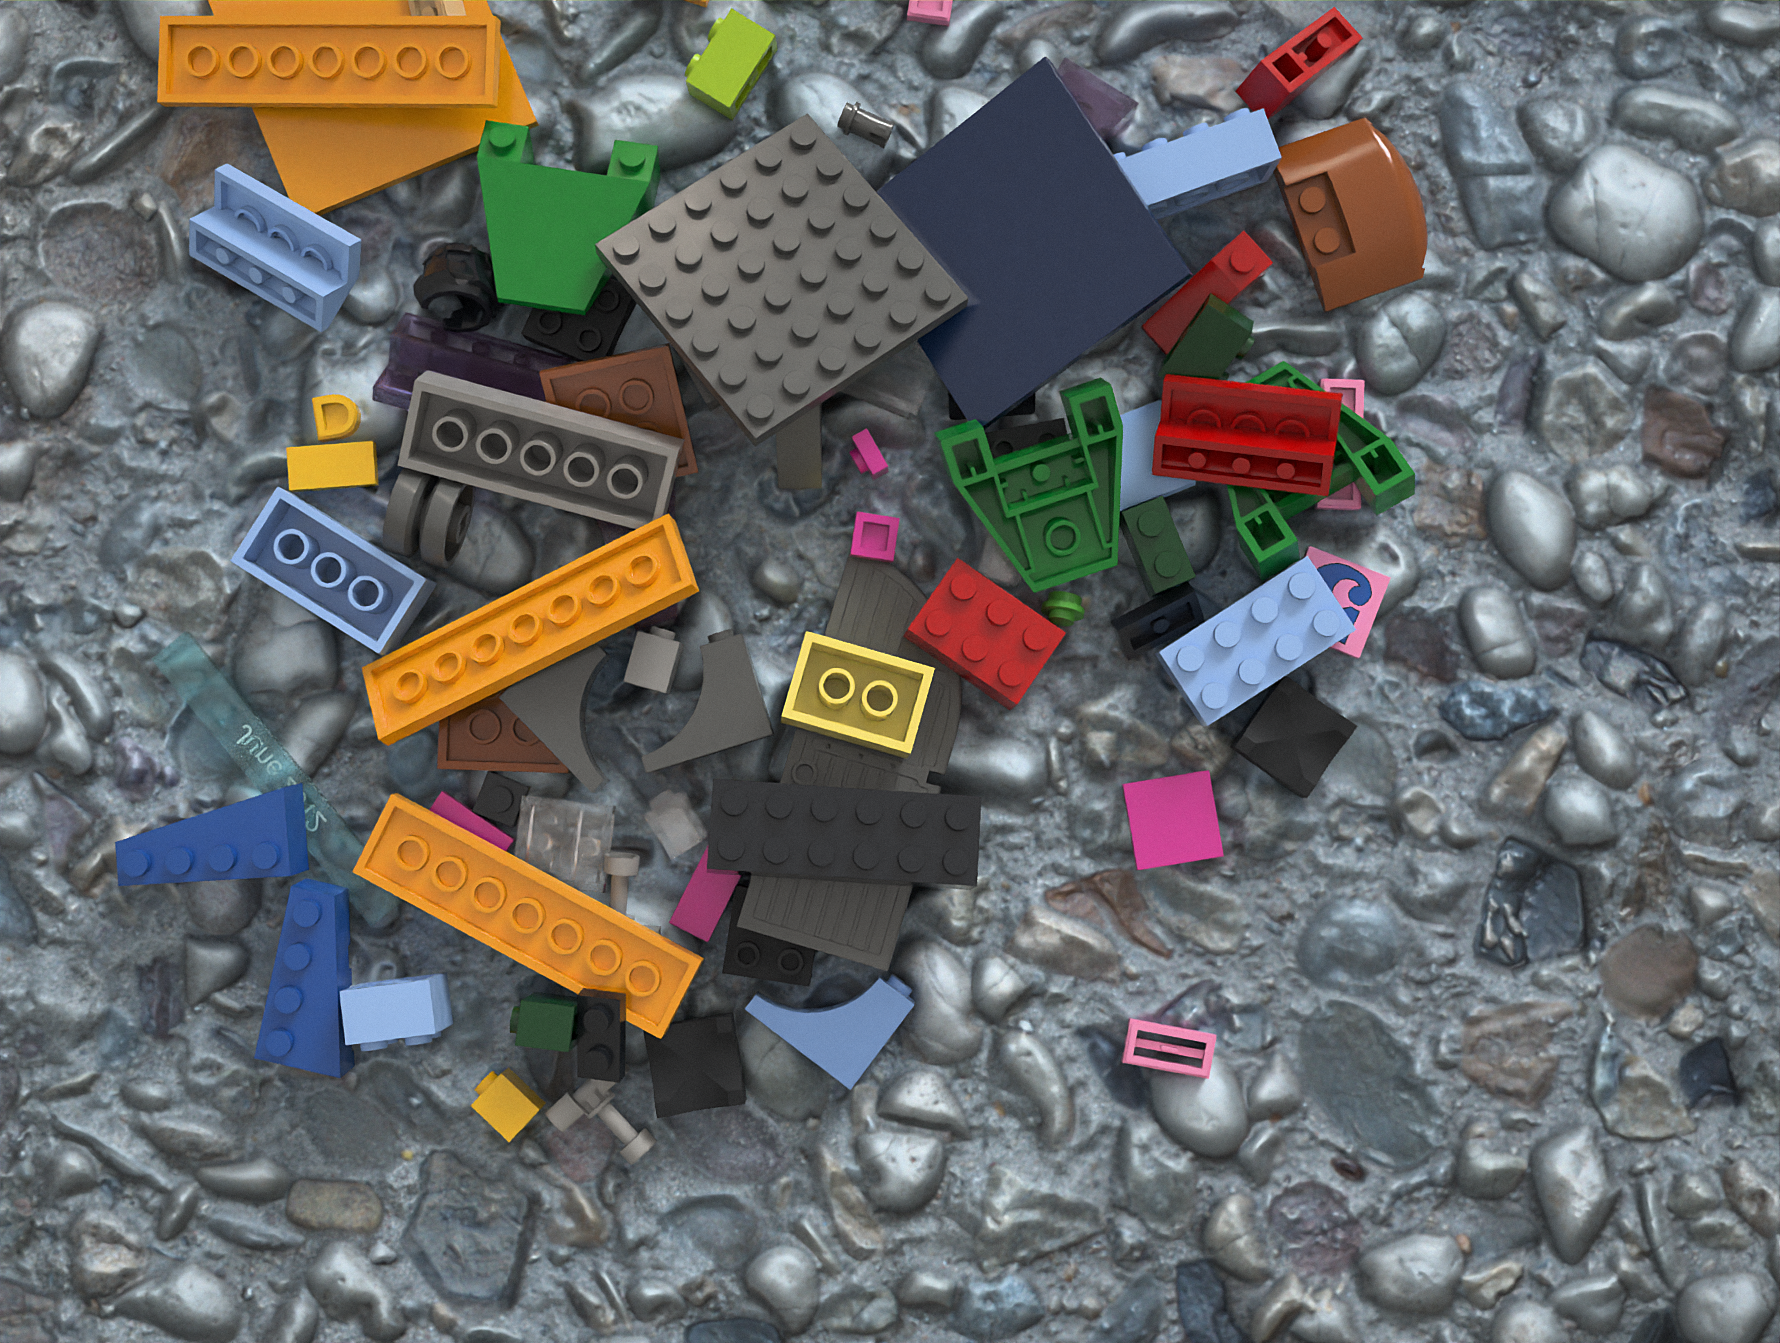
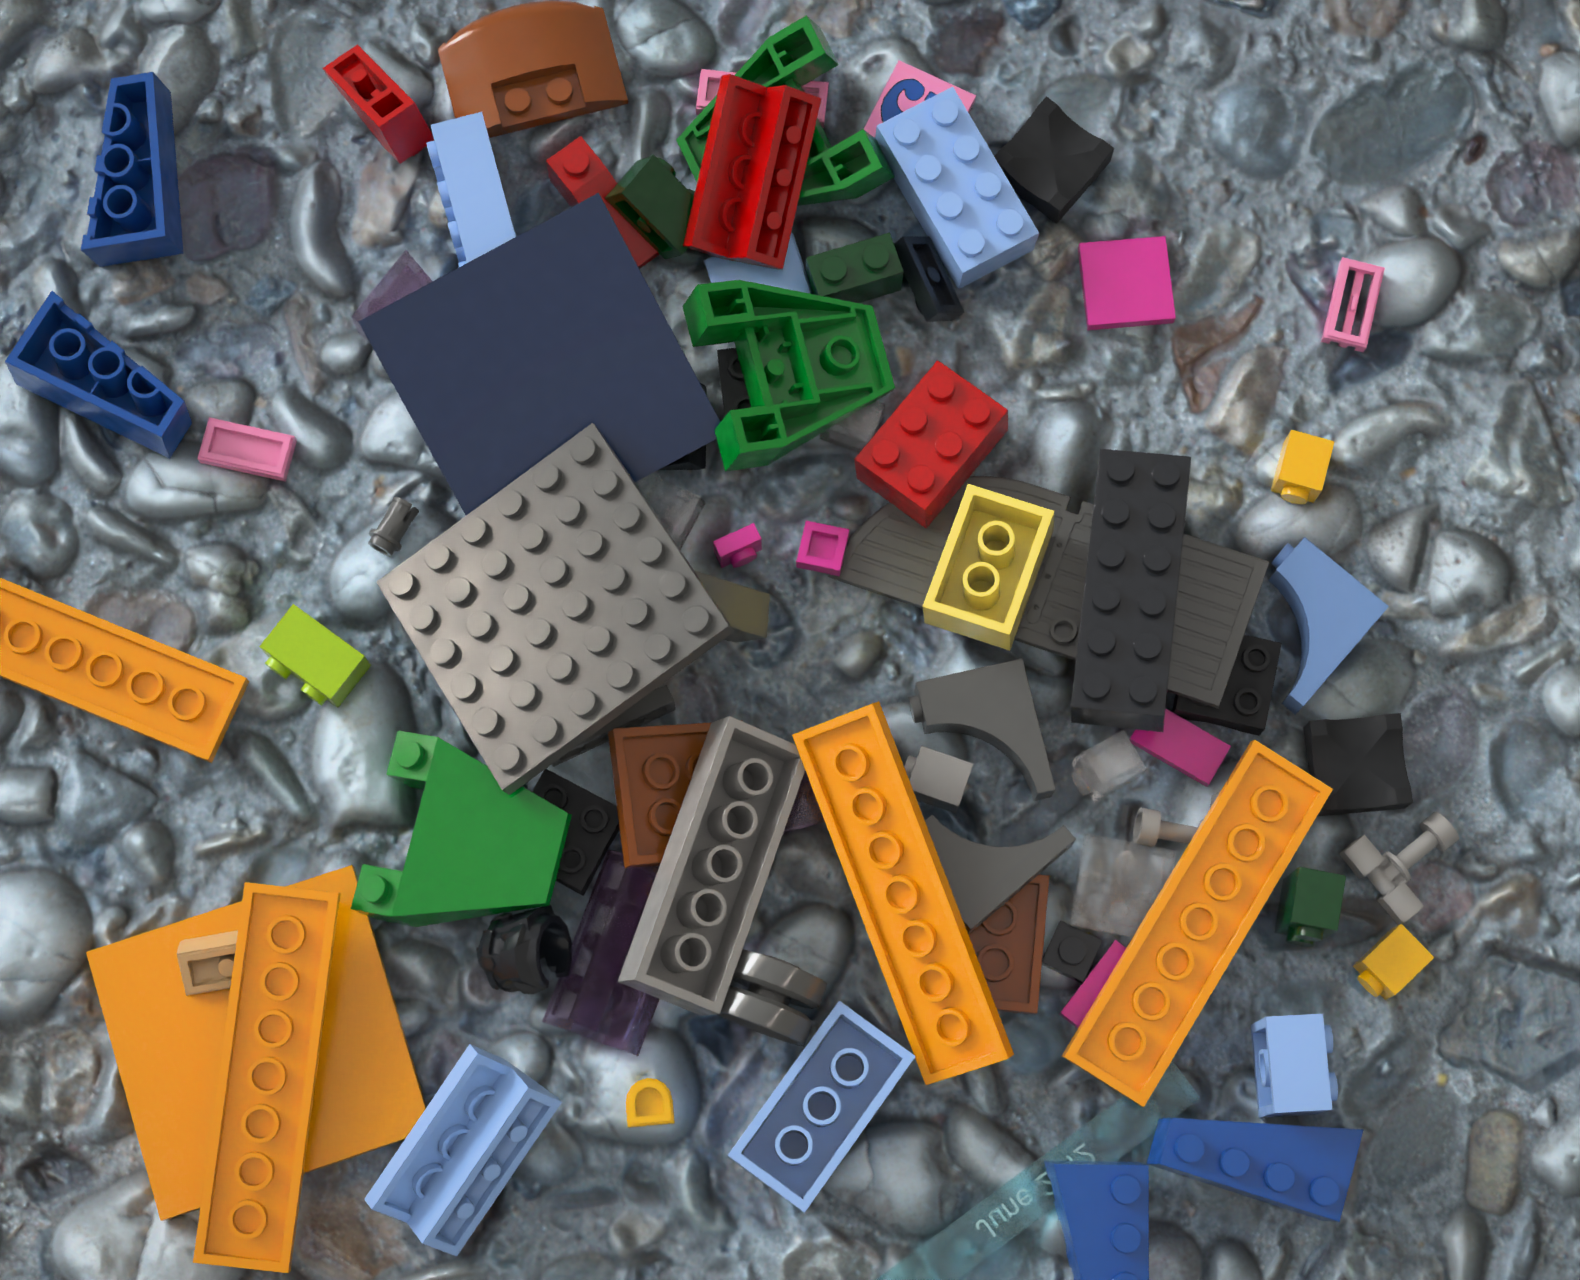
camera: 90 degrees left, 10 degrees down
(332, 466) = (703, 1110): yellow tile -> none
(601, 1035) = (1327, 849): black plate -> none
(990, 1001) = (1302, 467): none -> yellow brick
(1063, 608) = (908, 368): bright green plate -> none

